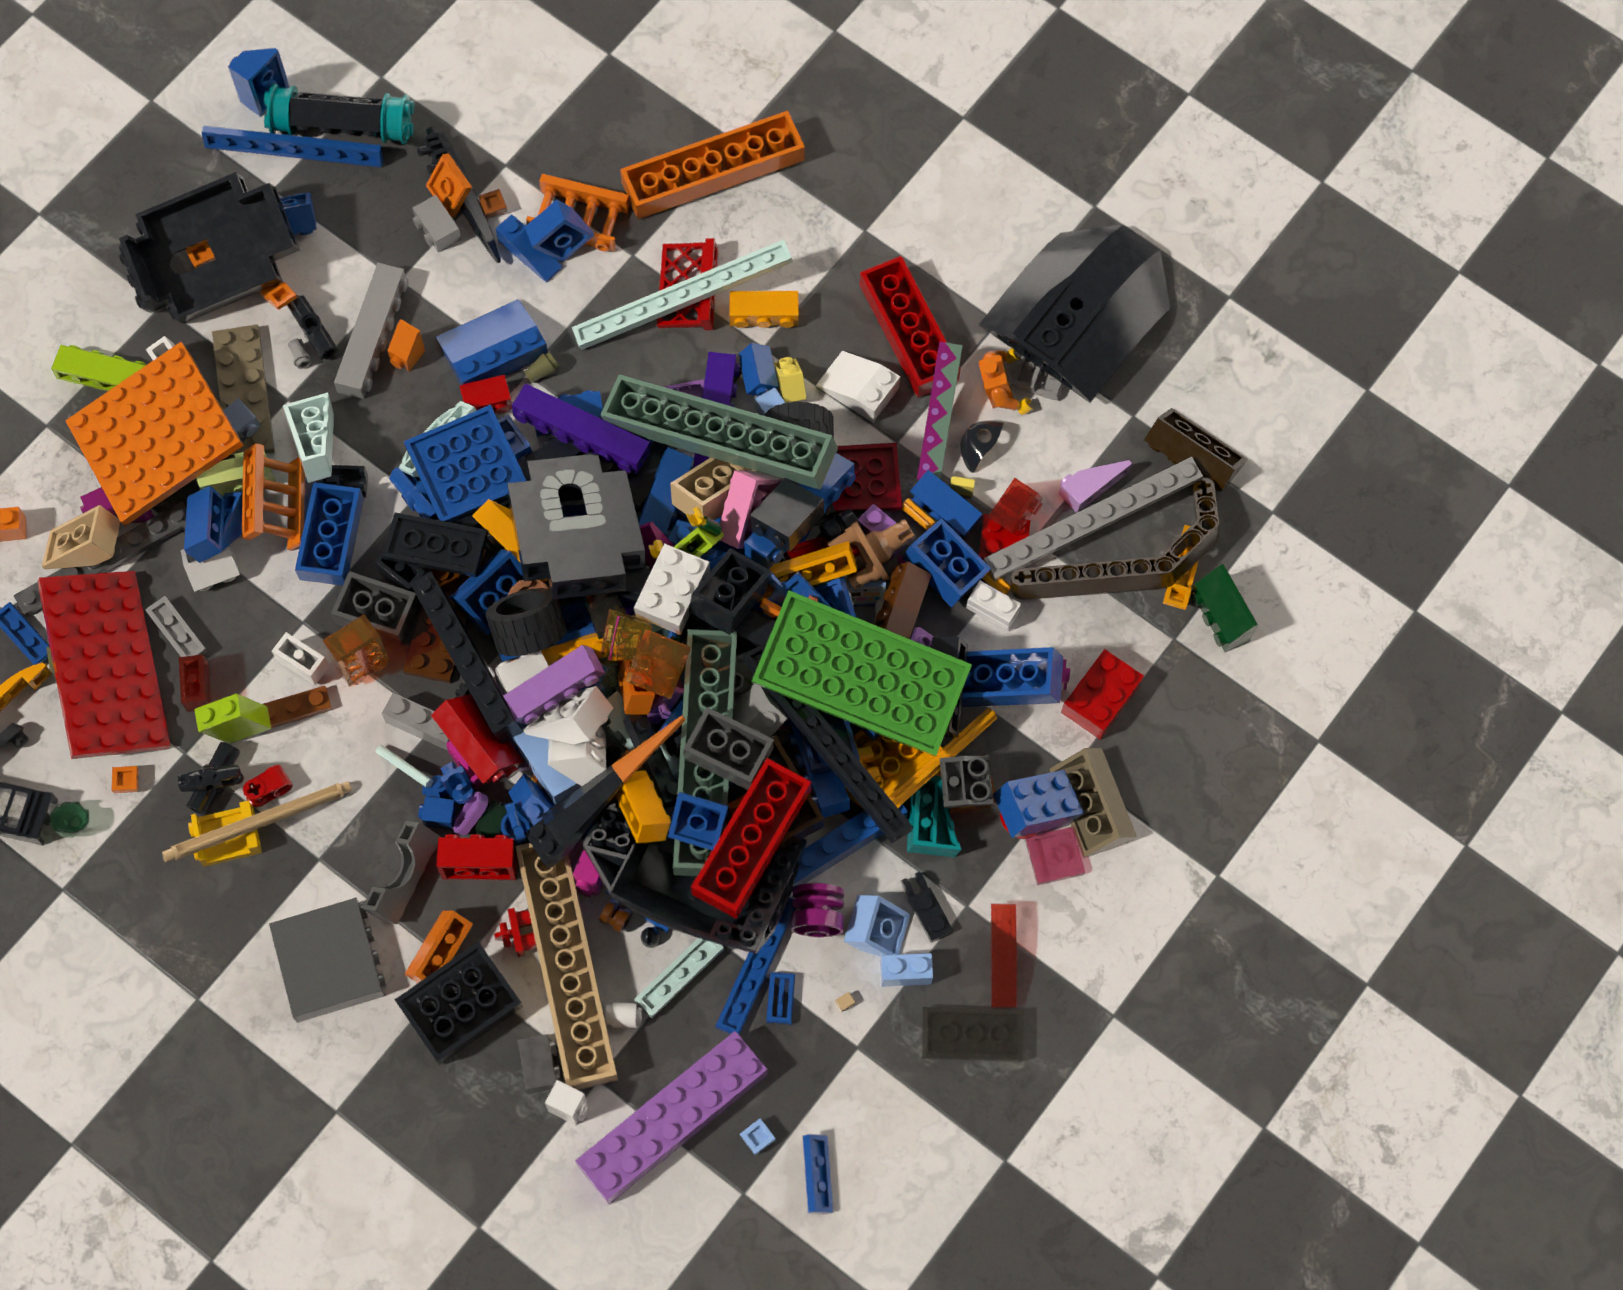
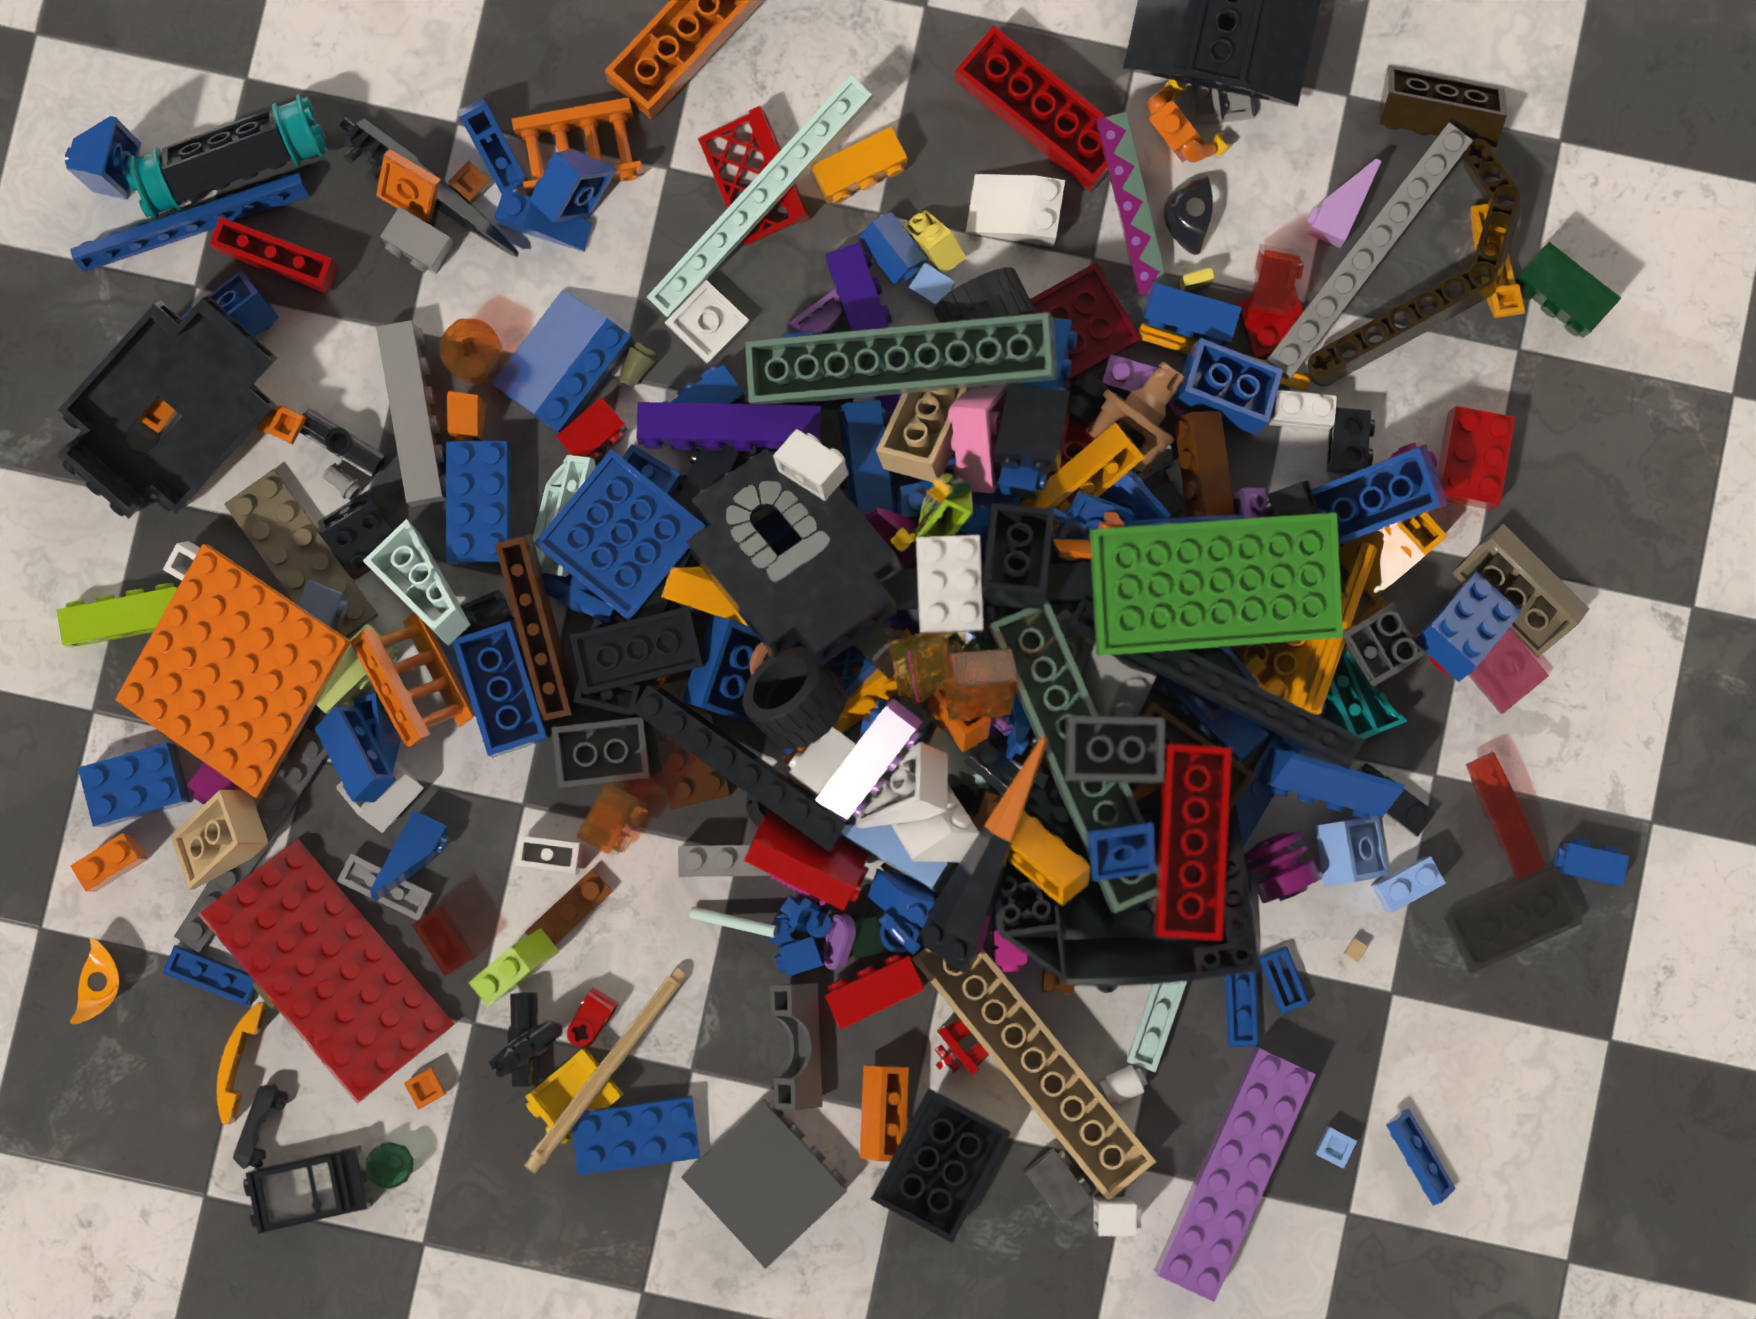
camera: 25 degrees left, 15 degrees up
(45, 482) = (134, 785): none -> blue brick
(205, 613) = (412, 852): none -> blue slope
(253, 882) = (635, 1135): none -> blue plate
(288, 387) = (355, 532): none -> black bracket
(335, 189) = (274, 255): none -> red brick
(376, 500) = (536, 626): none -> reddish brown brick
(383, 408) = (477, 501): none -> blue brick
(433, 308) = (466, 335): none -> clear orange brick
(520, 185) = (492, 145): none -> blue slope
(604, 361) = (707, 322): none -> white plate
(620, 471) = (811, 464): none -> white brick
(880, 861) = (1330, 783): none -> blue slope
(1012, 638) = (1341, 439): none -> black brick
(1014, 729) = (1397, 550): none -> light orange slope
(1051, 1020) = (1591, 864): none -> blue brick

